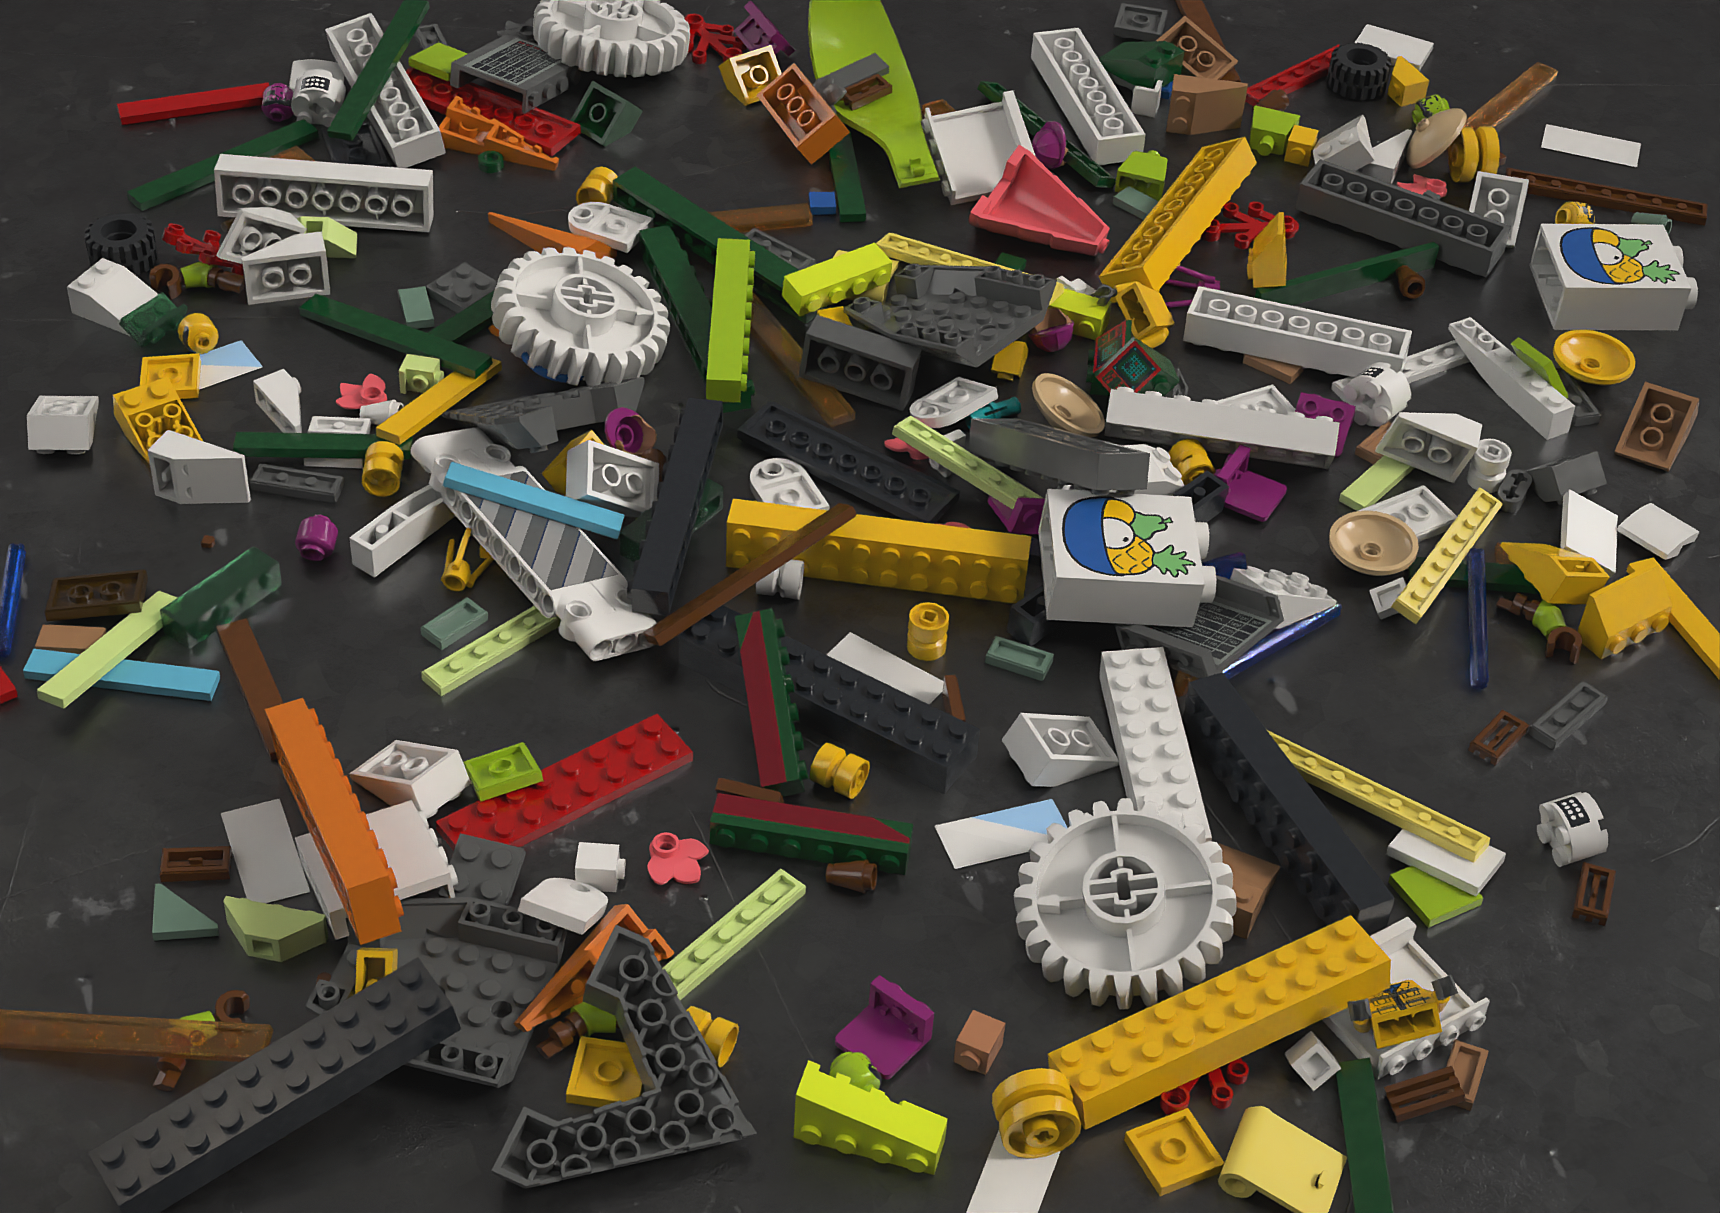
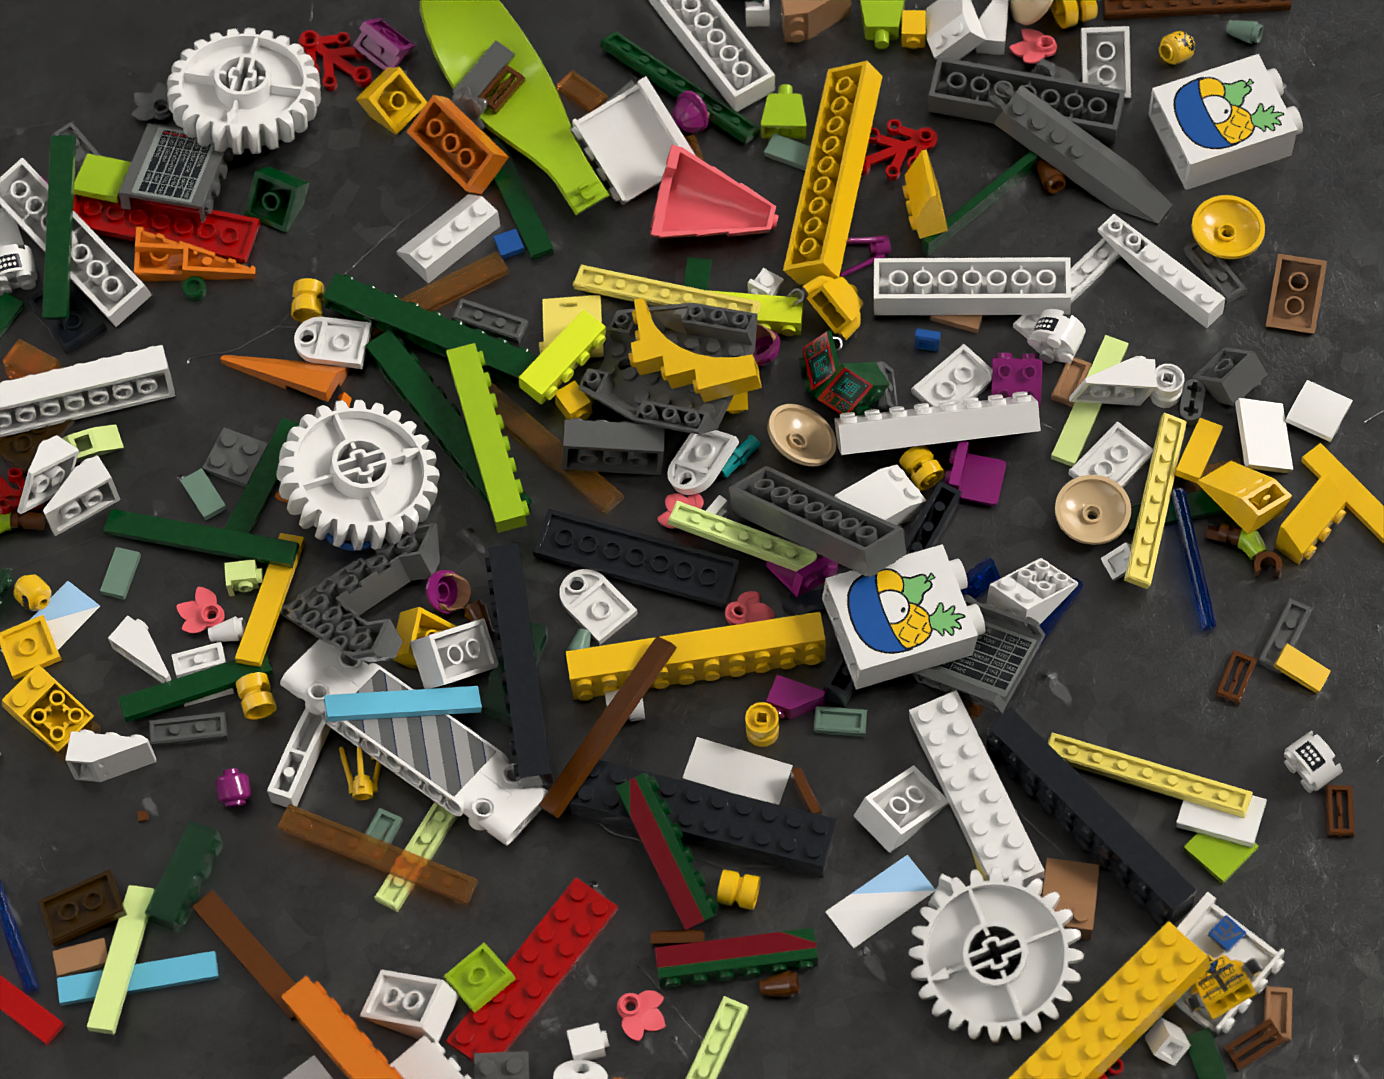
camera: 10 degrees left, 20 degrees up
(297, 345) = (120, 573): none -> sand green tile
(446, 634) = (378, 854): none -> clear orange tile
(766, 182) = (450, 237): none -> white slope
(958, 303) = (709, 375): none -> yellow arch
(975, 621) = (794, 698): none -> magenta slope
(1234, 370) = (927, 340): none -> blue tile
(1420, 968) = (1226, 934): none -> blue tile
(1442, 262) = (1078, 155): none -> dark grey hinge
(1509, 527) = (1198, 450): none -> yellow tile
(1539, 363) = (1185, 261): lime tile -> none
(1581, 745) = (1301, 668): none -> yellow tile

